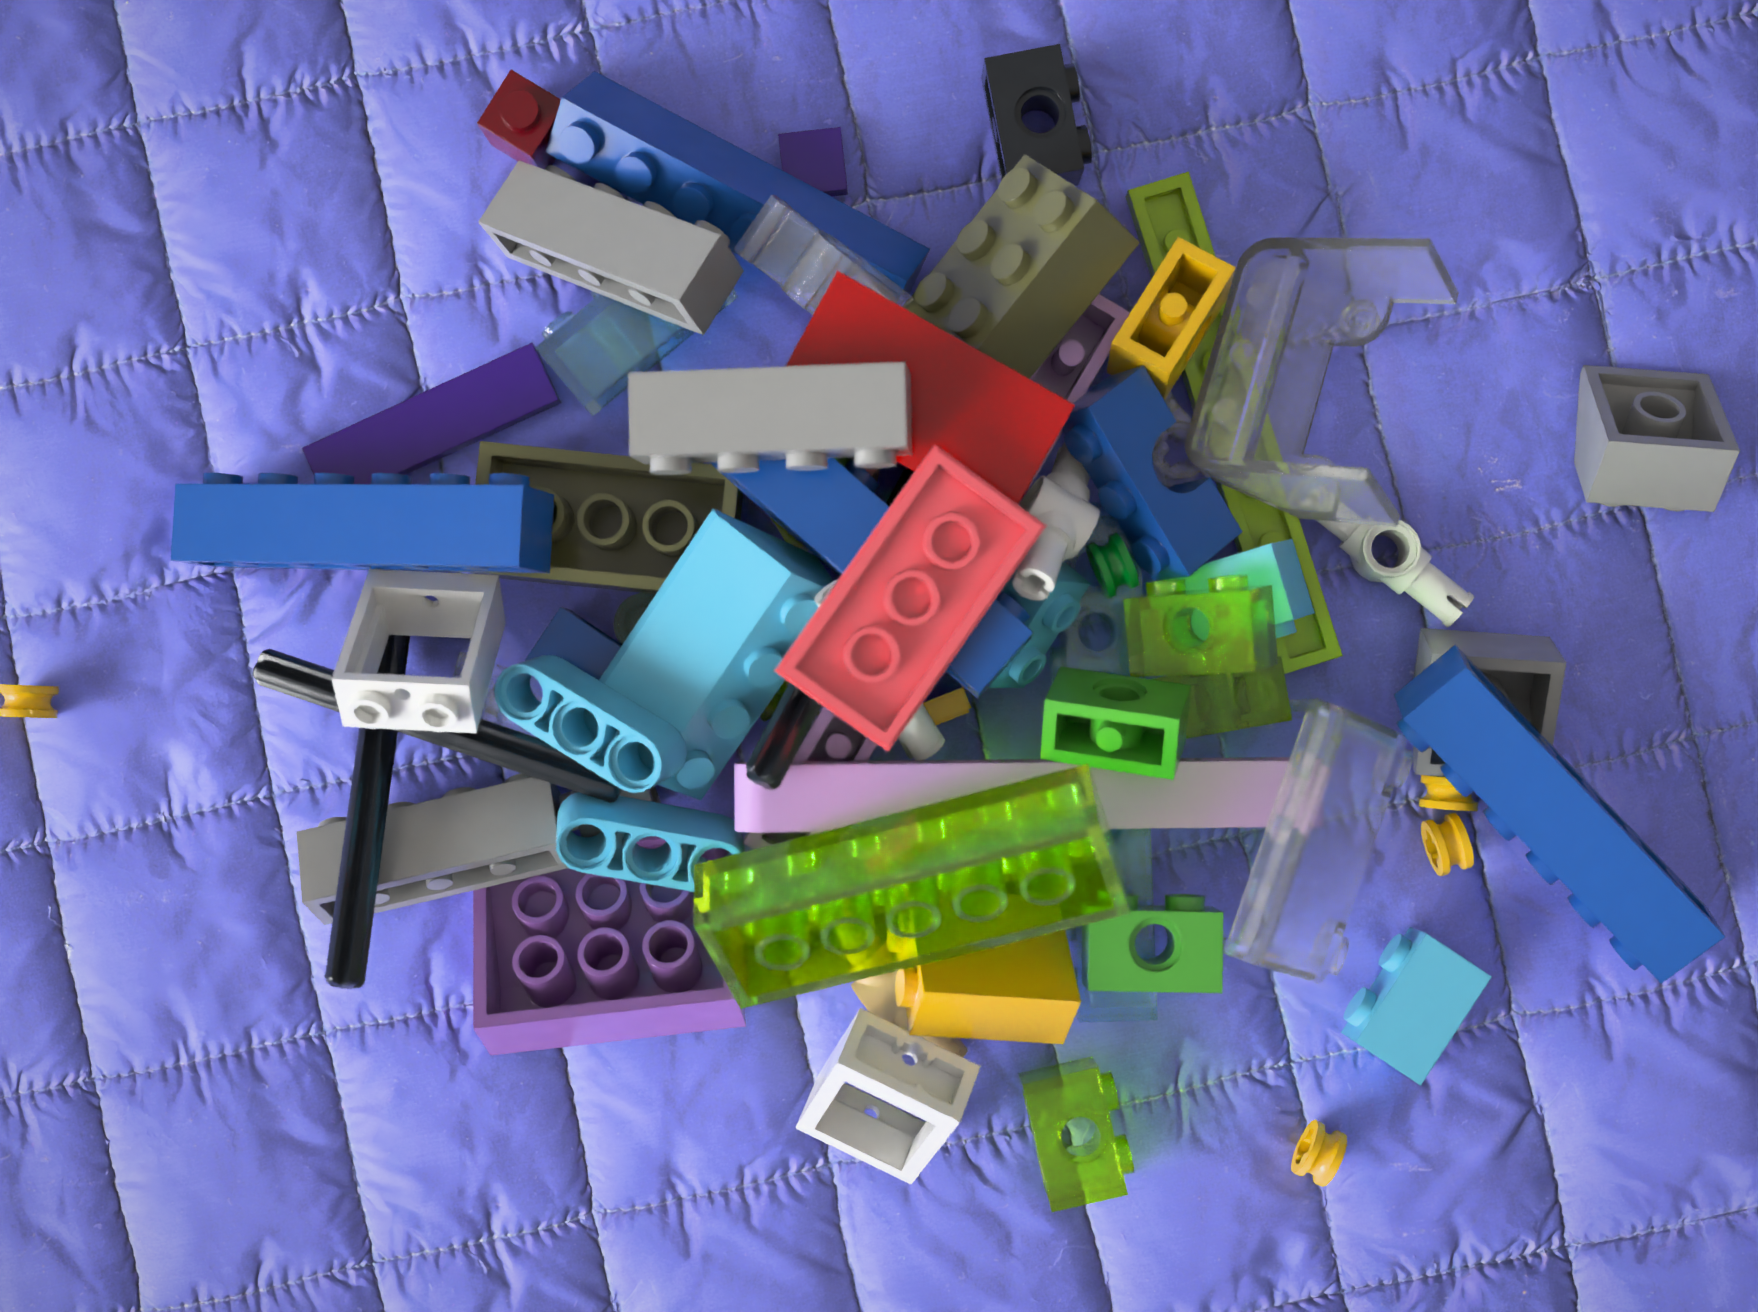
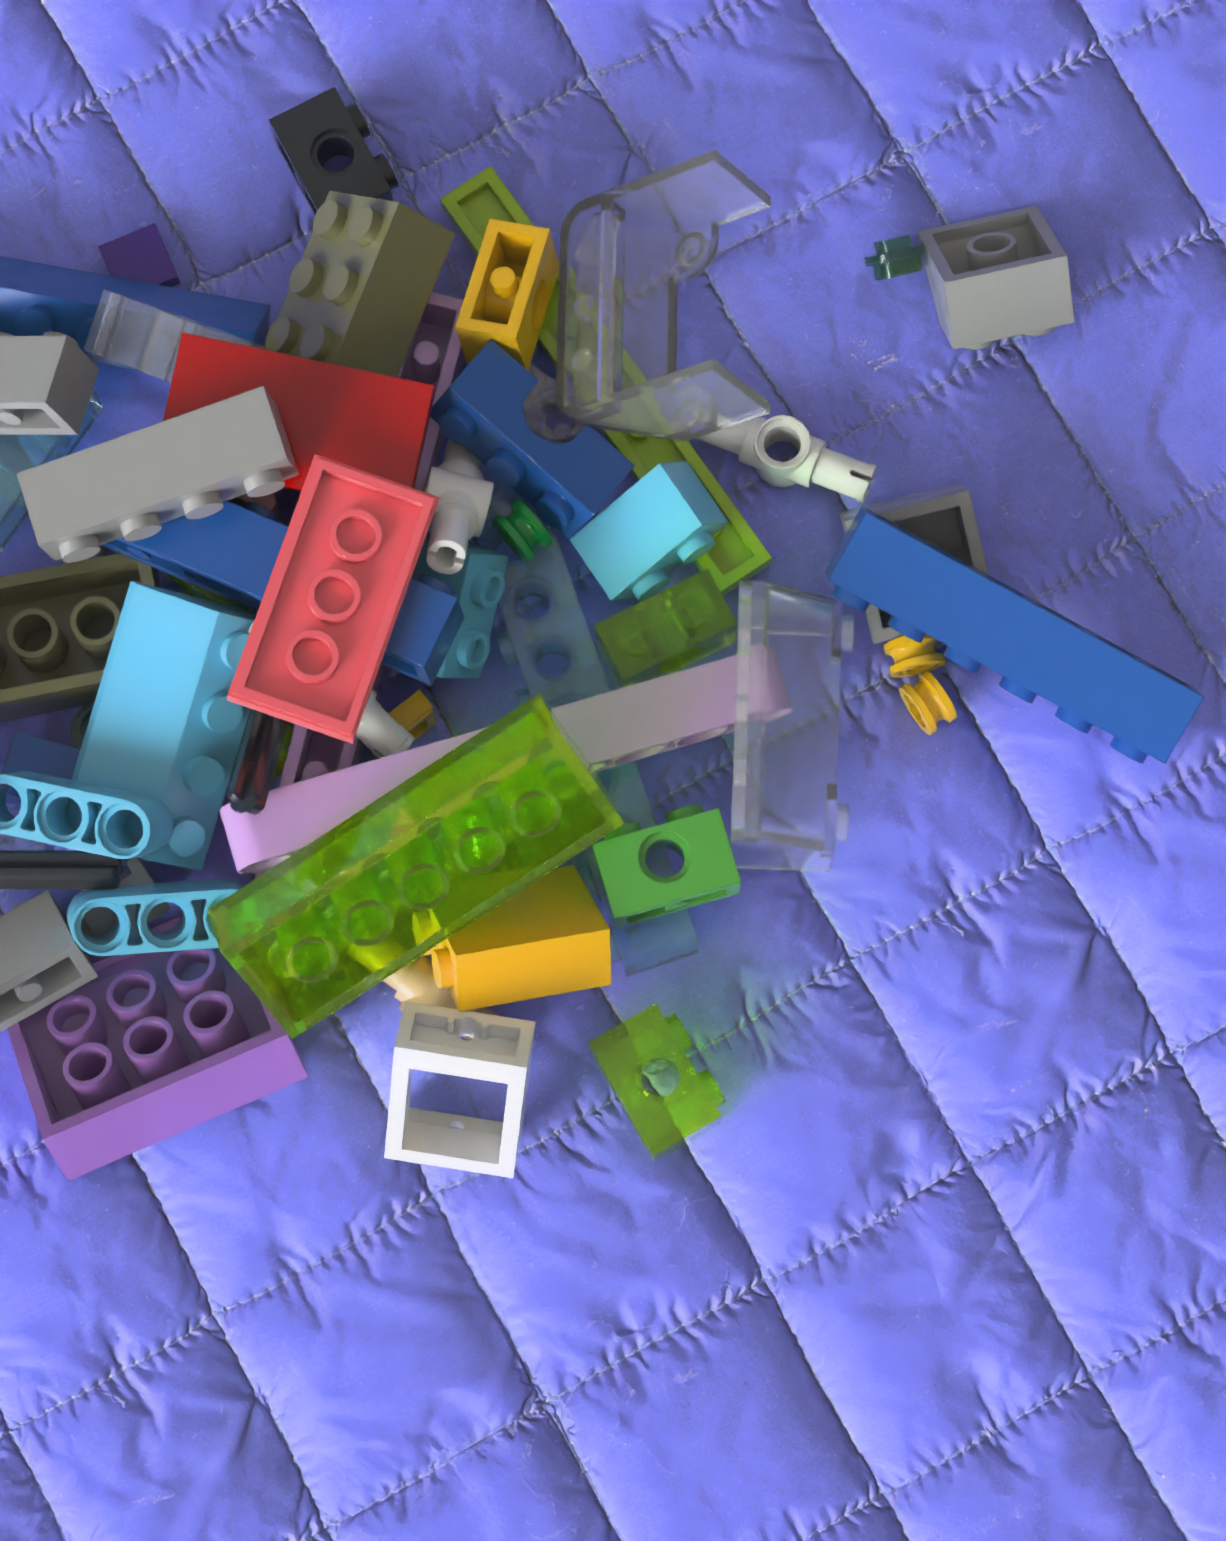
camera: 15 degrees left, 10 degrees down
(1115, 722) = (566, 664): bright green brick -> none
(1239, 628) = (654, 553): clear neon green brick -> none
(1319, 1153) = (899, 1030): yellow bush -> none
(1414, 1003) = (944, 859): medium azure brick -> none
(1557, 388) = (895, 257): none -> plate

